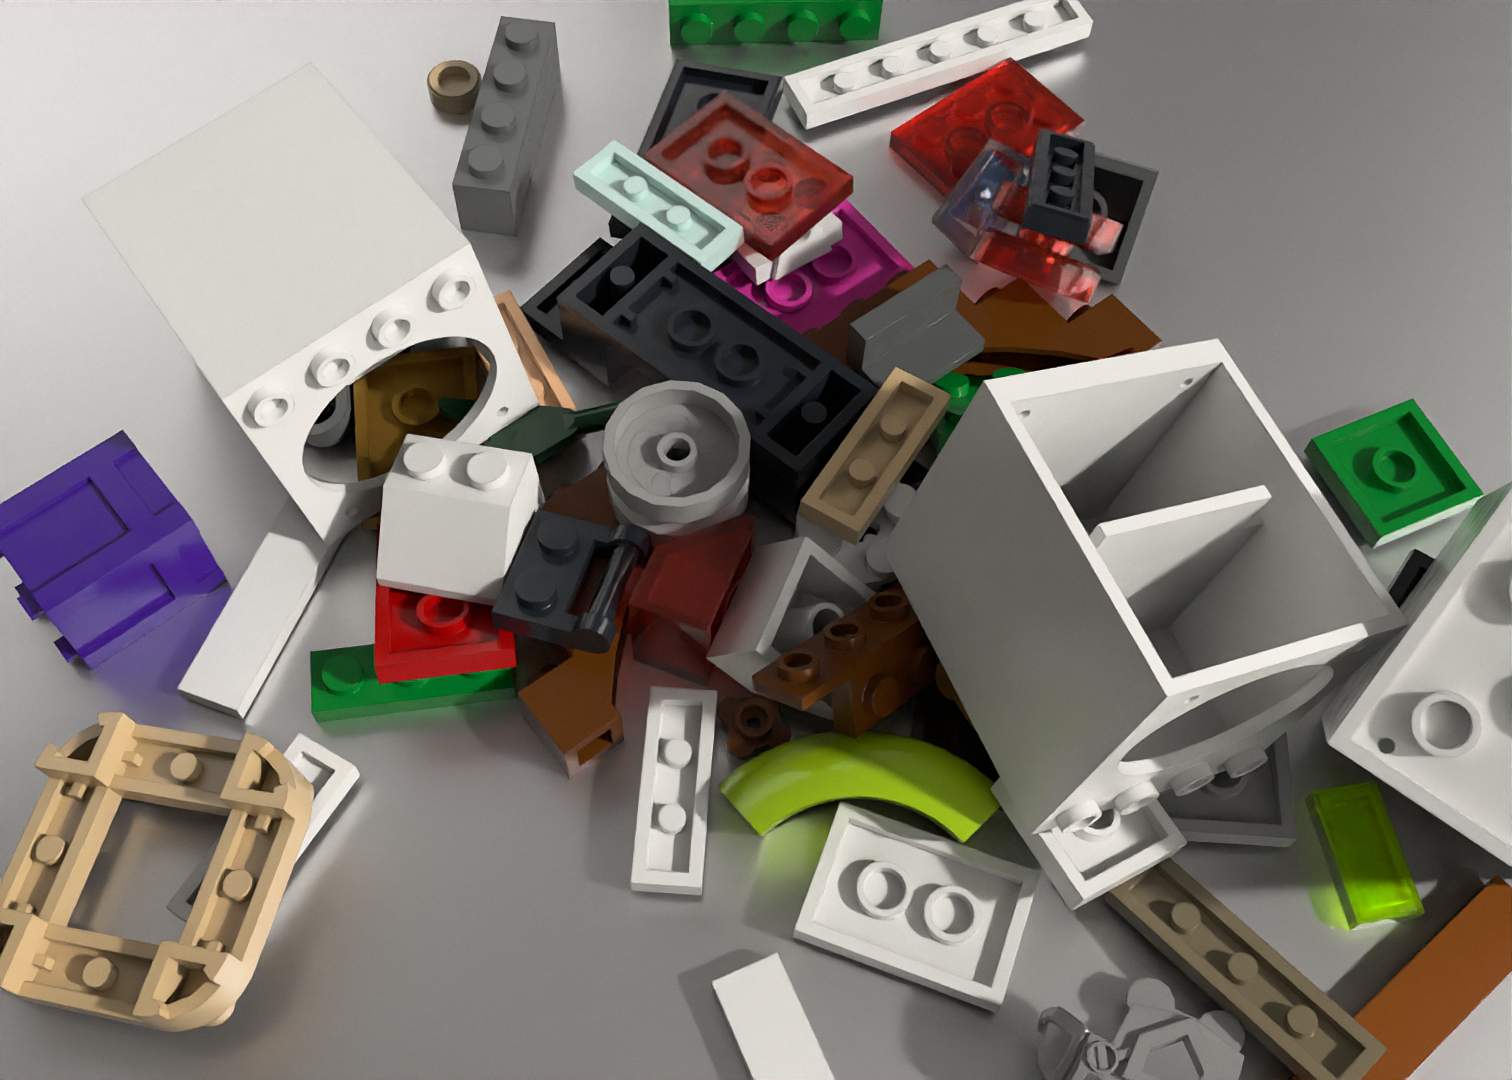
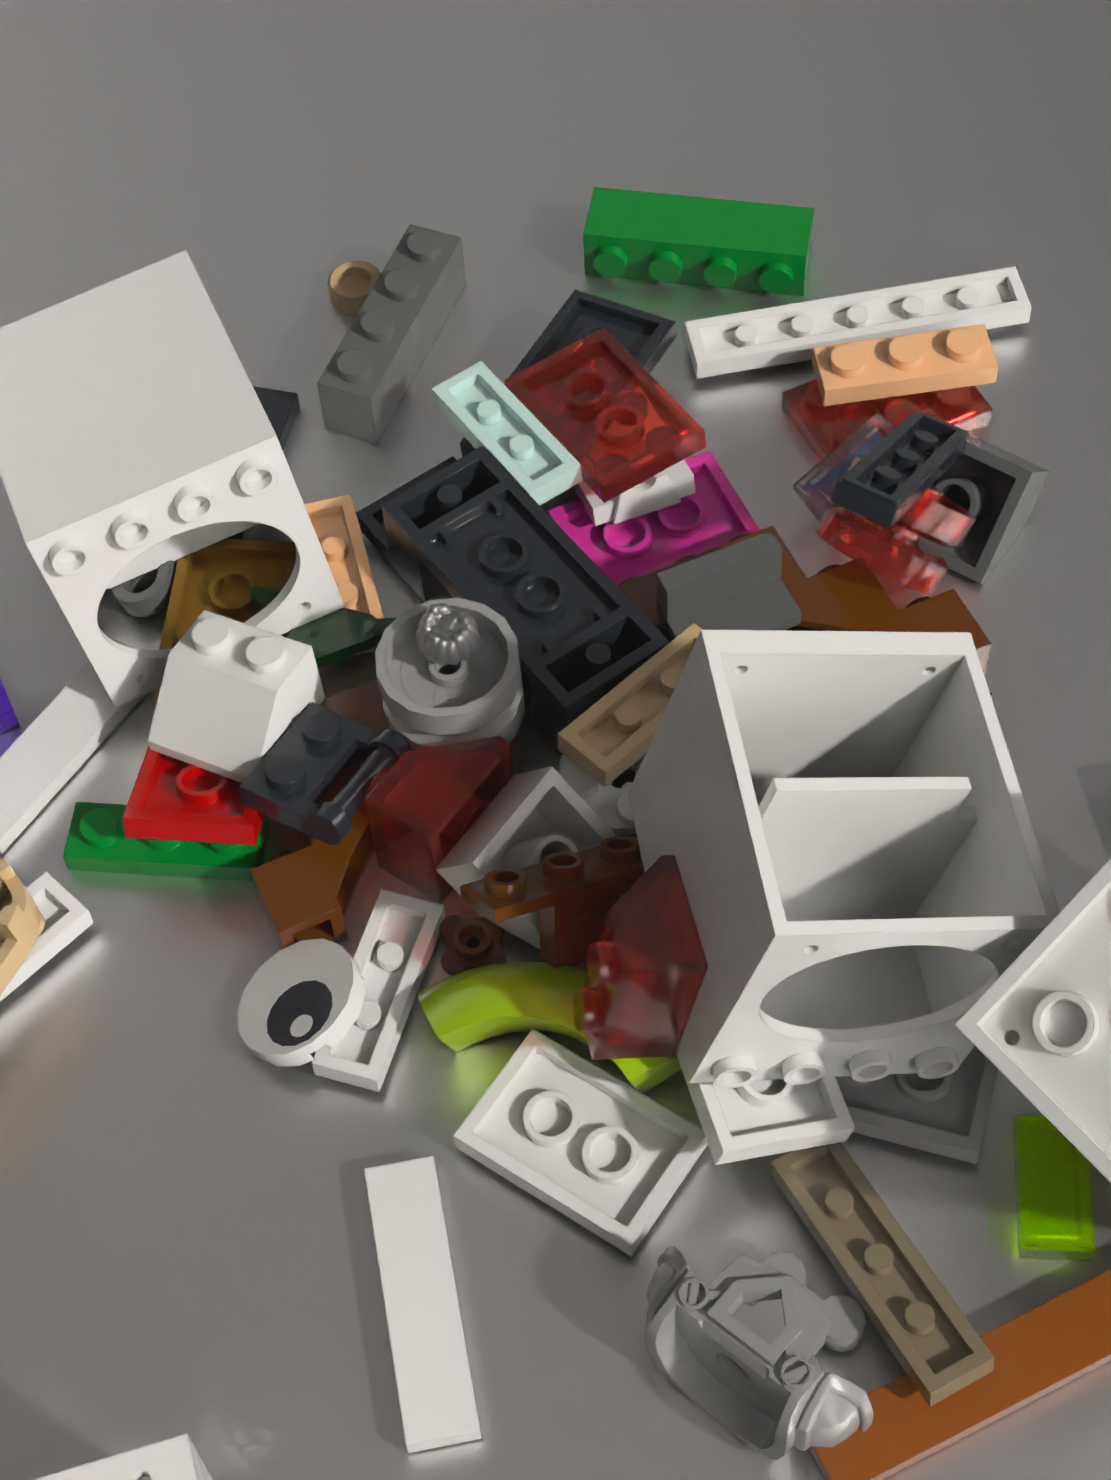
camera: 20 degrees right, 5 degrees down
(602, 821) = (300, 1002): none -> white tile
(673, 420) = (447, 634): none -> flat silver piece
(967, 731) = (642, 970): none -> clear red slope
(999, 90) = (904, 365): none -> light nougat plate

